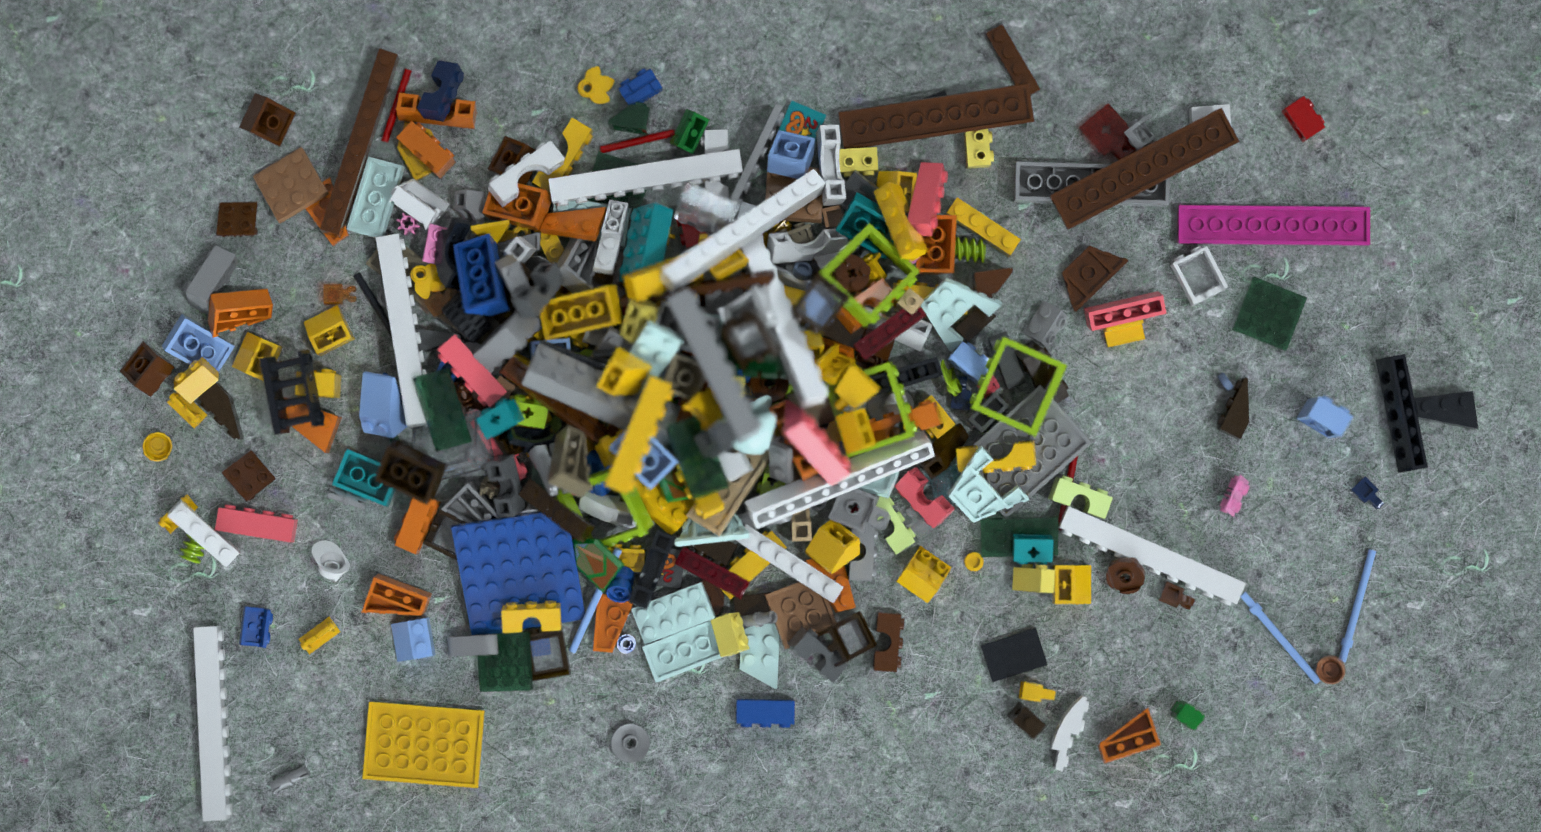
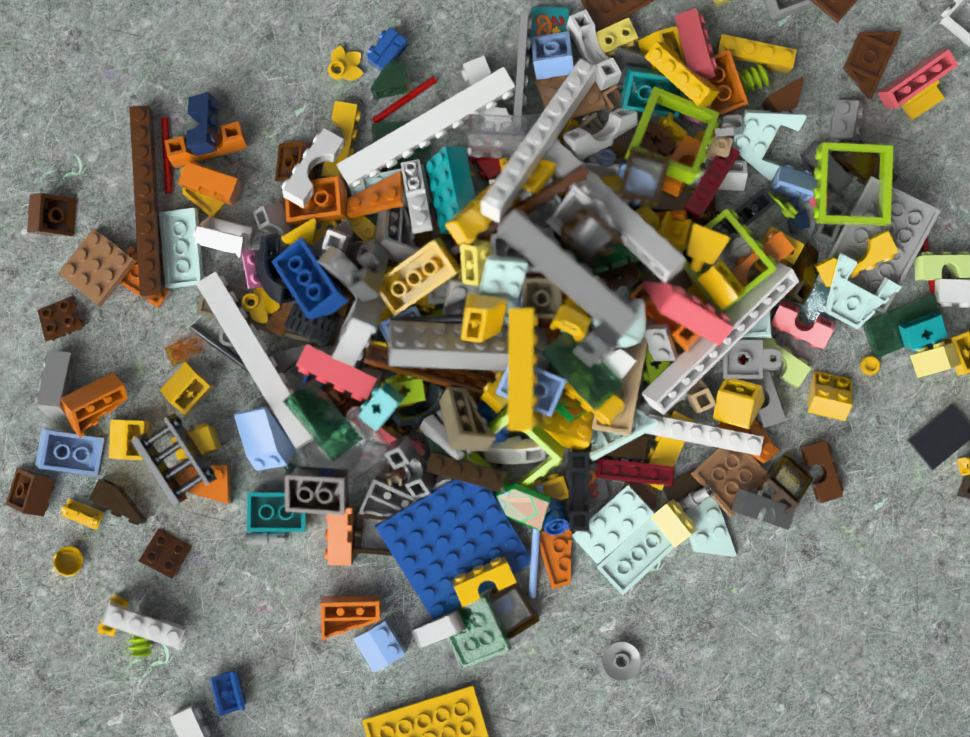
camera: 30 degrees left, 0 degrees up
(195, 379) = (79, 484): yellow brick -> none
(256, 524) = (191, 596): coral brick -> none
(319, 635) = (290, 677): yellow hinge -> none
(330, 560) = (272, 602): white piece -> none
(410, 228) = (226, 263): bright pink gear -> none
(631, 645) = (584, 569): plate -> none
(689, 131) = (449, 71): green brick -> none
(765, 712) = (735, 582): blue brick -> none
(926, 289) = (731, 126): none -> light grey bracket
(974, 324) = (782, 145): dark brown tile -> none

